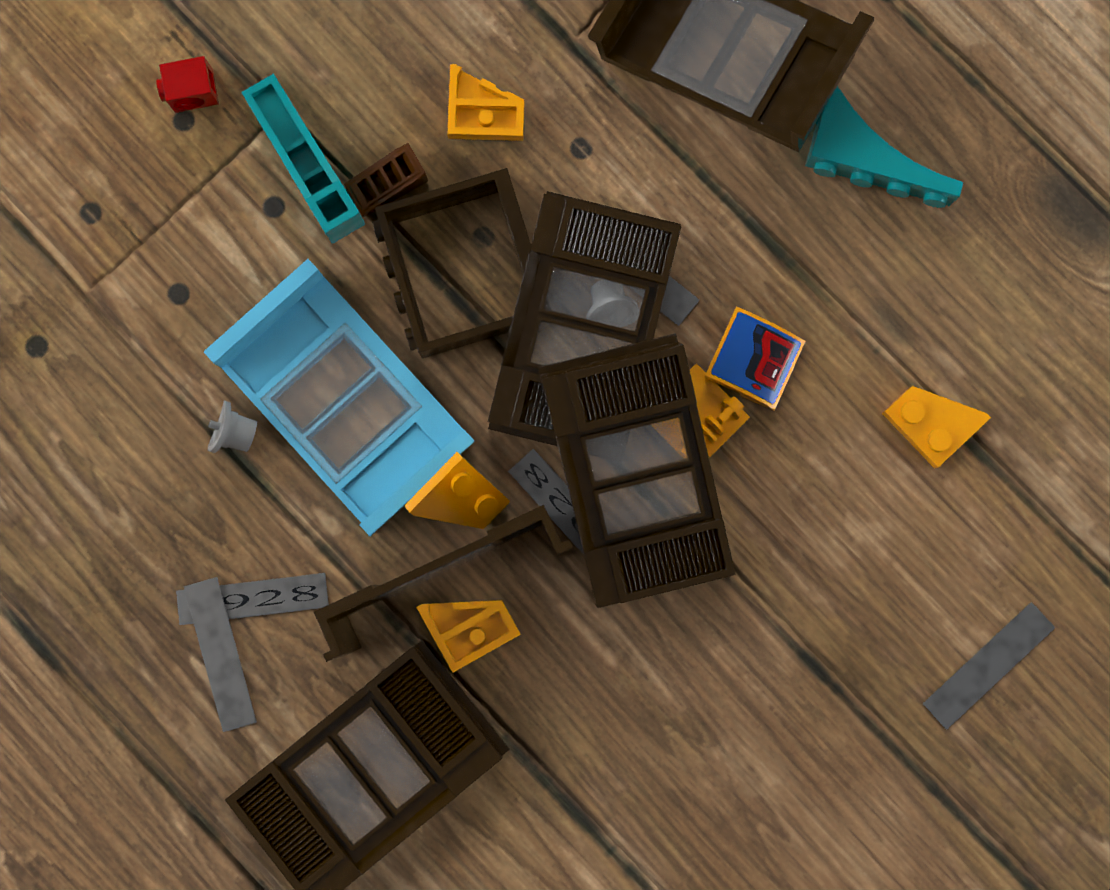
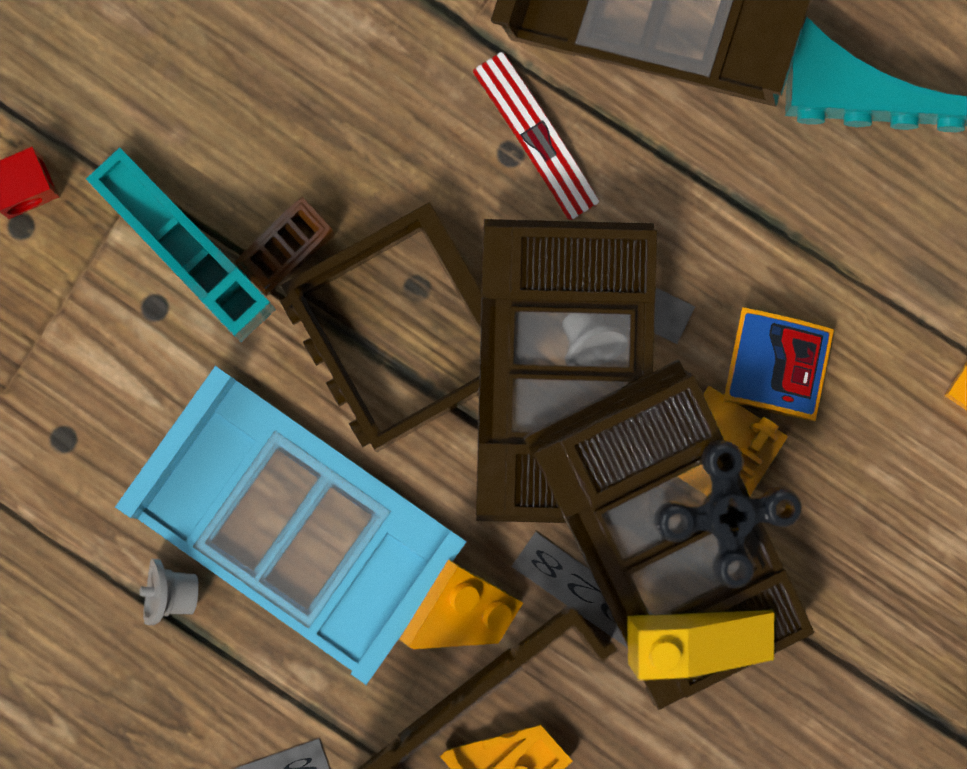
camera: 10 degrees left, 0 degrees up
(482, 110) = (382, 135): light orange wing -> none
(604, 138) = (536, 135): none -> sticker
(640, 560) = (698, 643): none -> yellow slope
(704, 462) = (748, 512): none -> black gear

